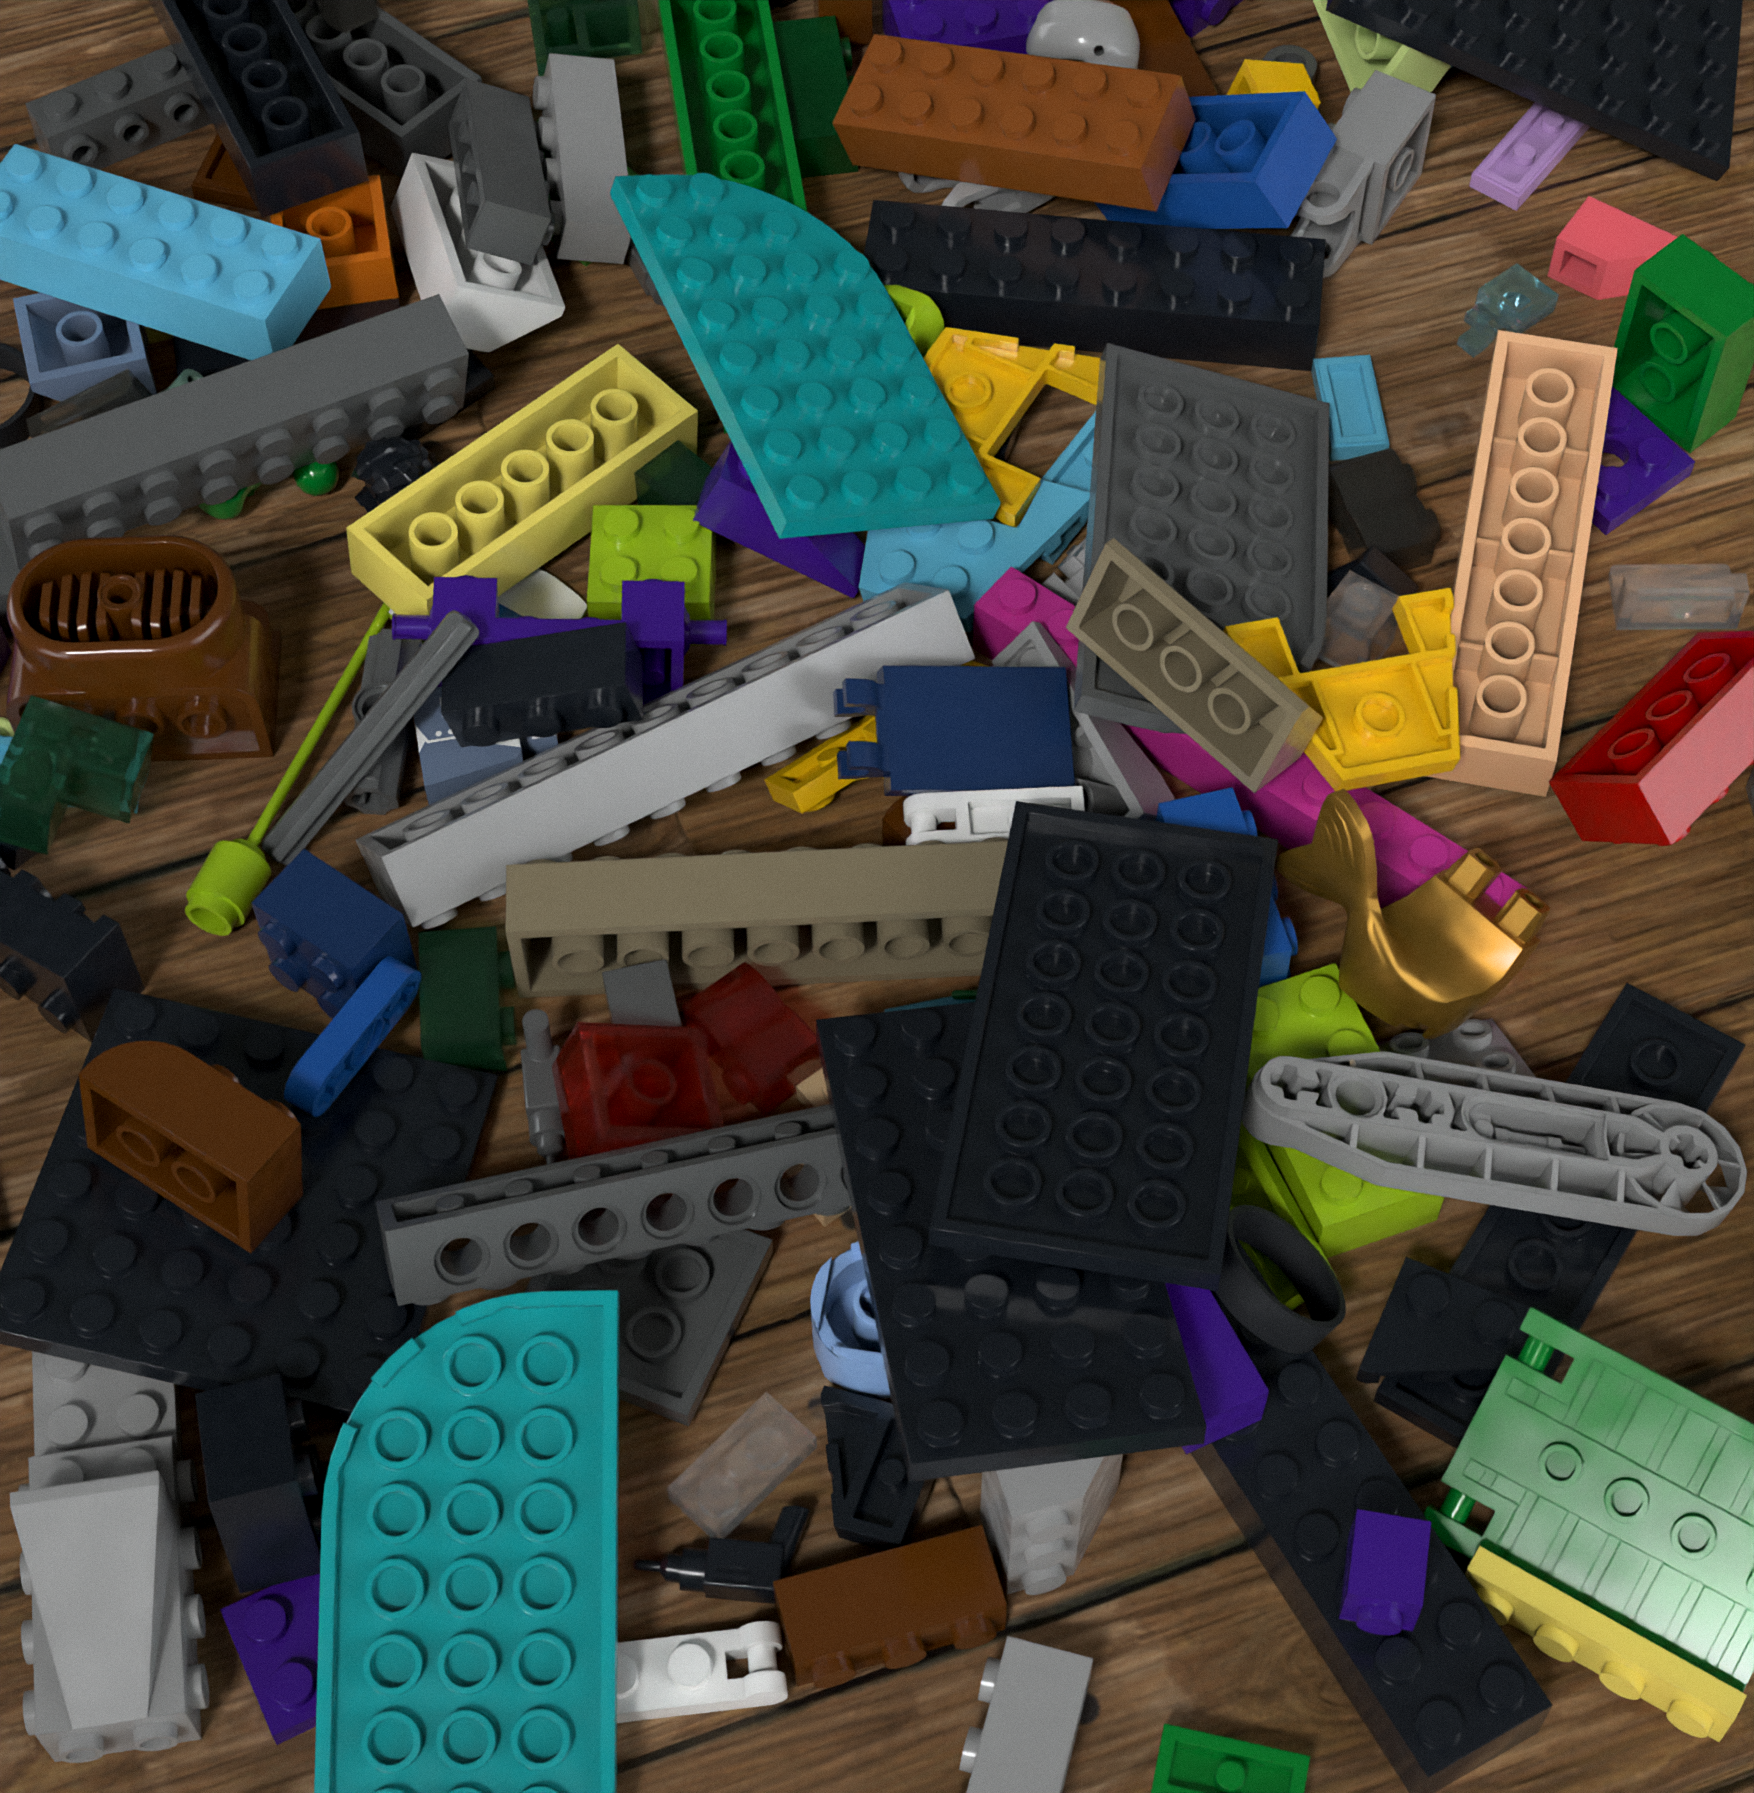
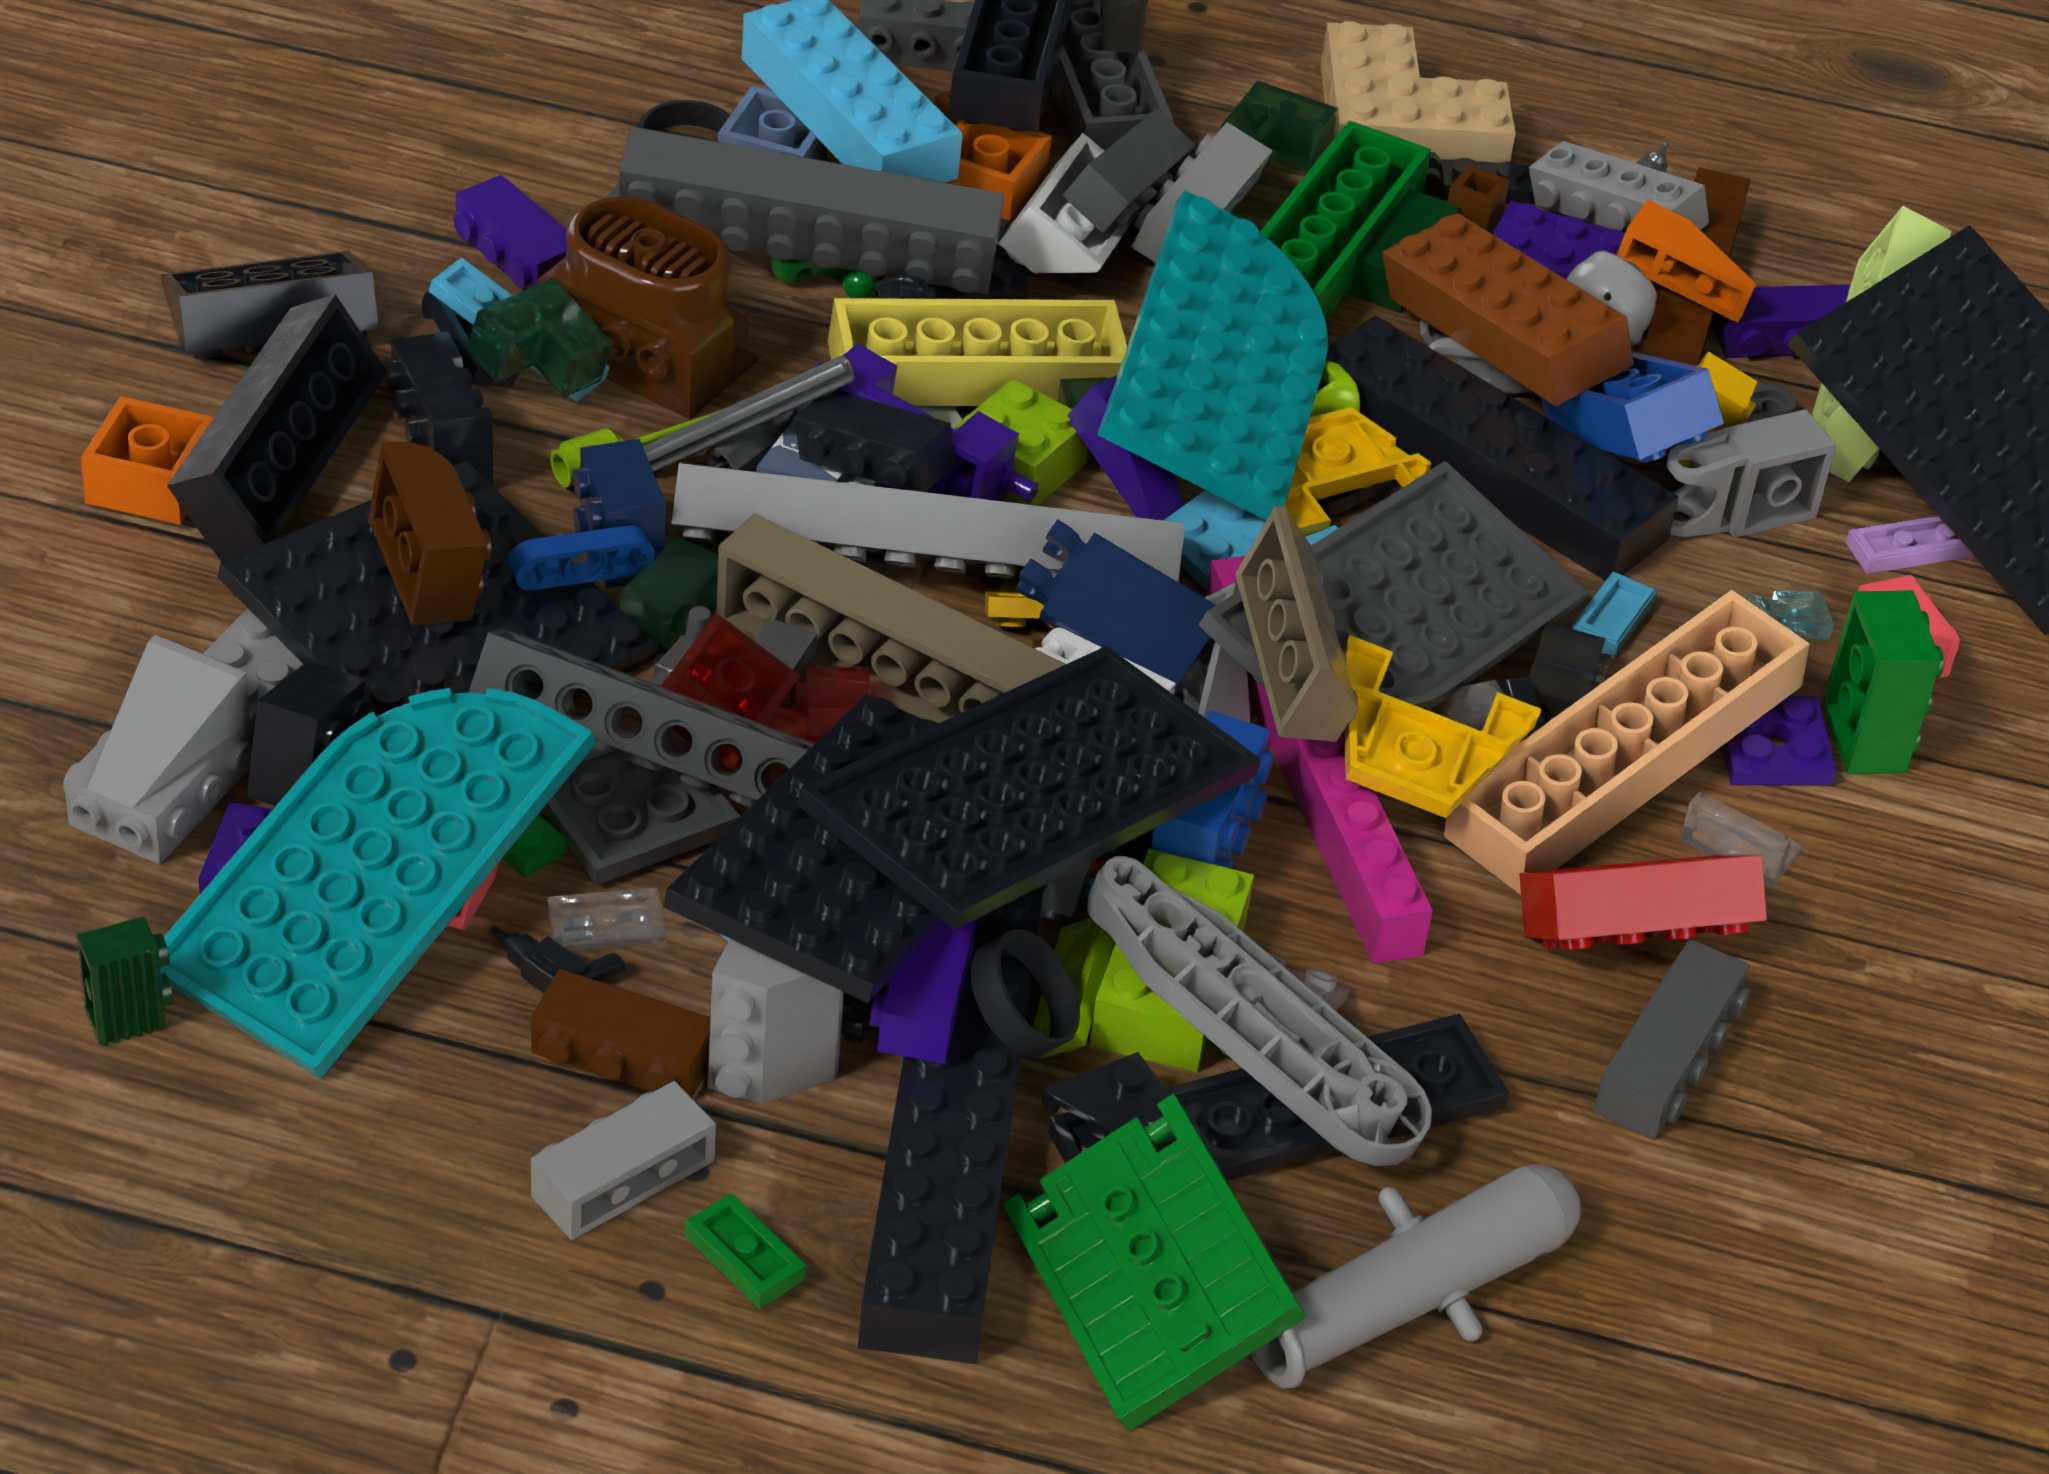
camera: 30 degrees right, 15 degrees down
(691, 1676) = (468, 1001): white plate -> none
(868, 1472) = (682, 968): black wing -> none
(1385, 1572) = (934, 1167): dark purple brick -> none
(1428, 954) = (1320, 905): pearl gold hips -> none
(1621, 1657) = (1064, 1343): light yellow plate -> none

